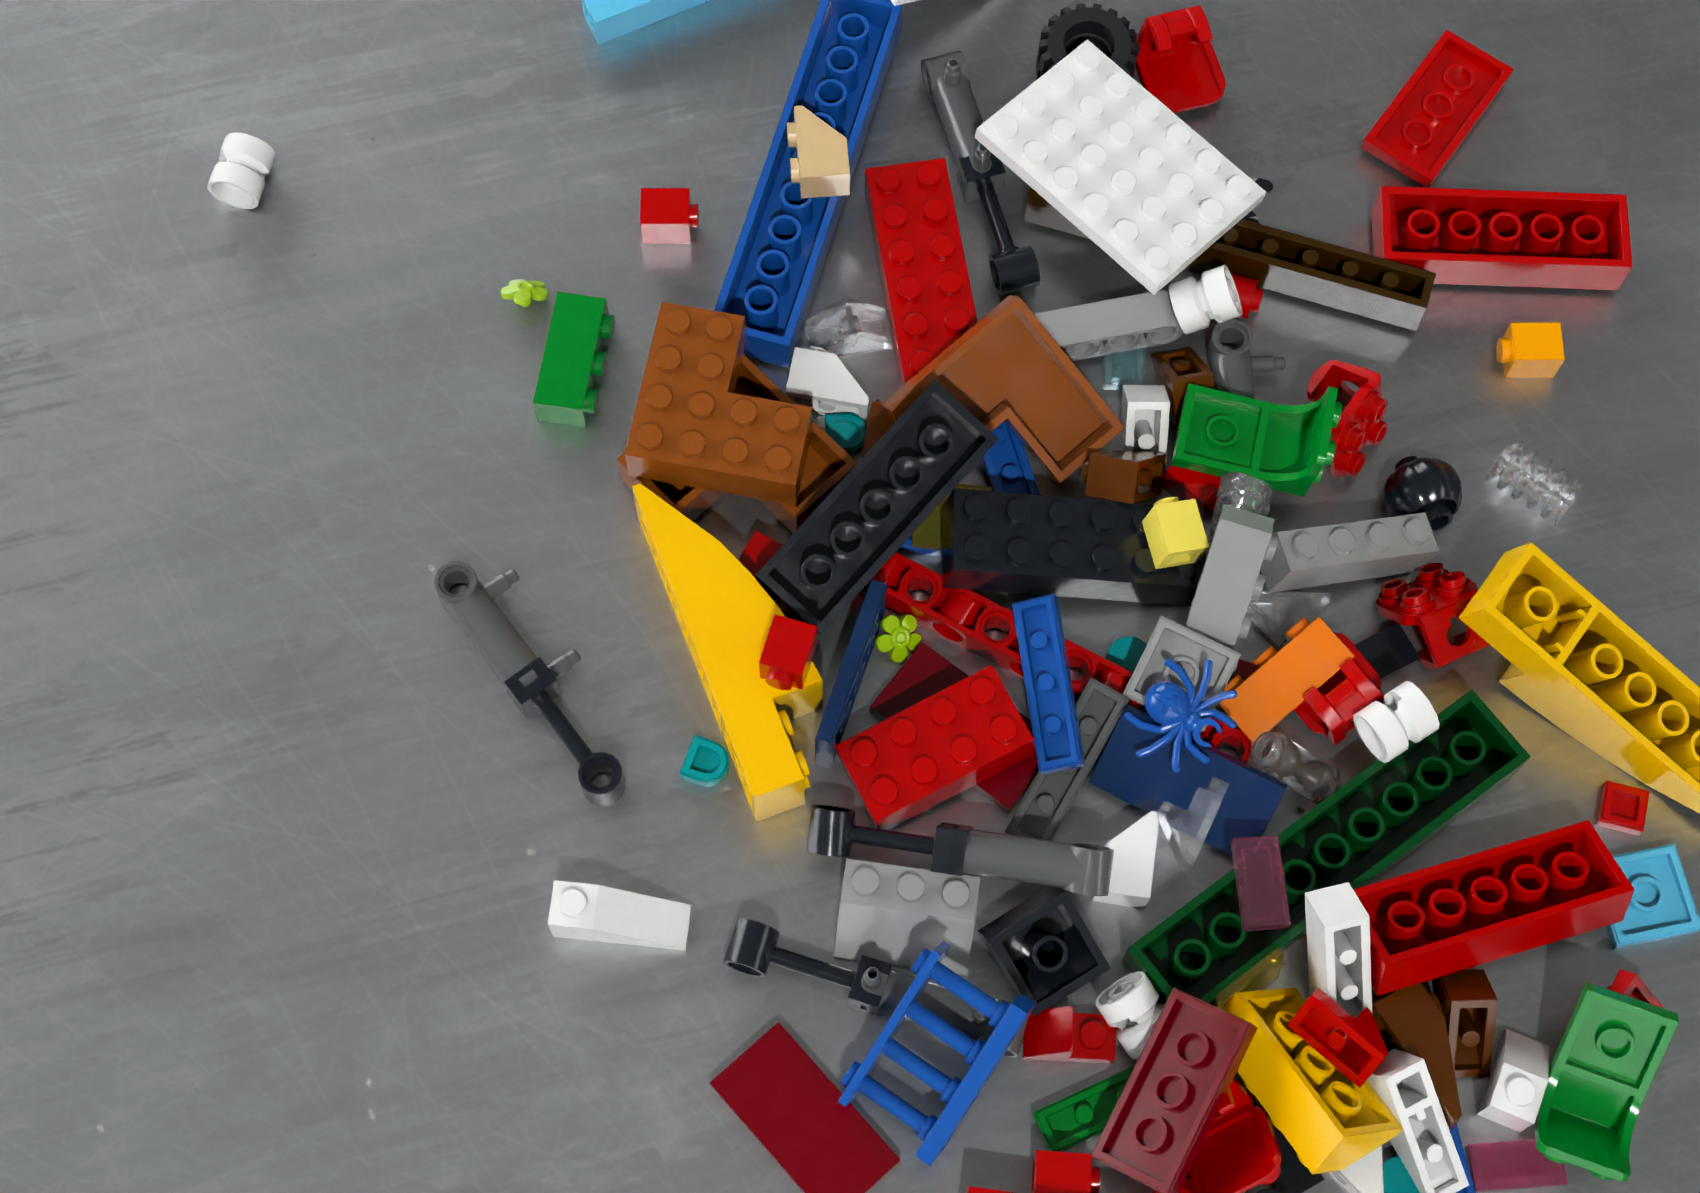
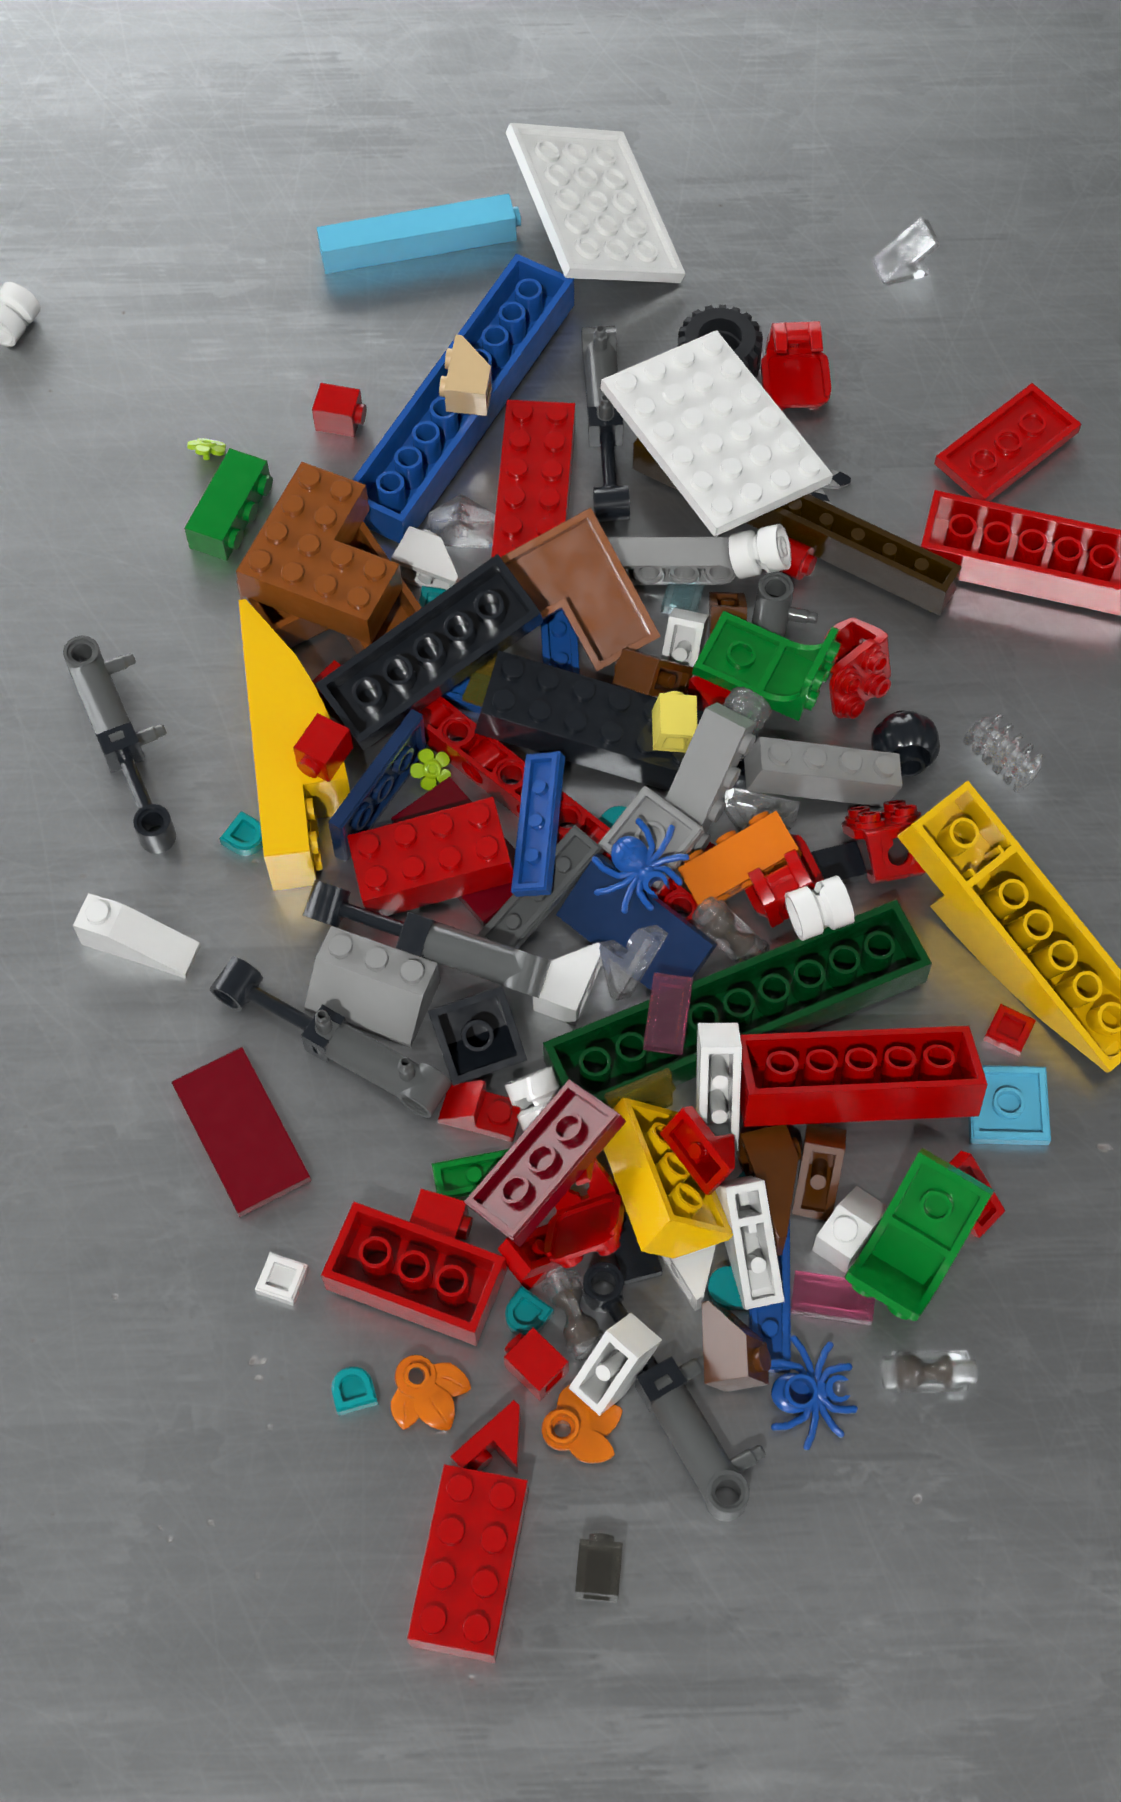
camera: 15 degrees right, 5 degrees down
(980, 1055) = (394, 1100): blue fence -> none
(1531, 350) = (1032, 647): light orange brick -> none

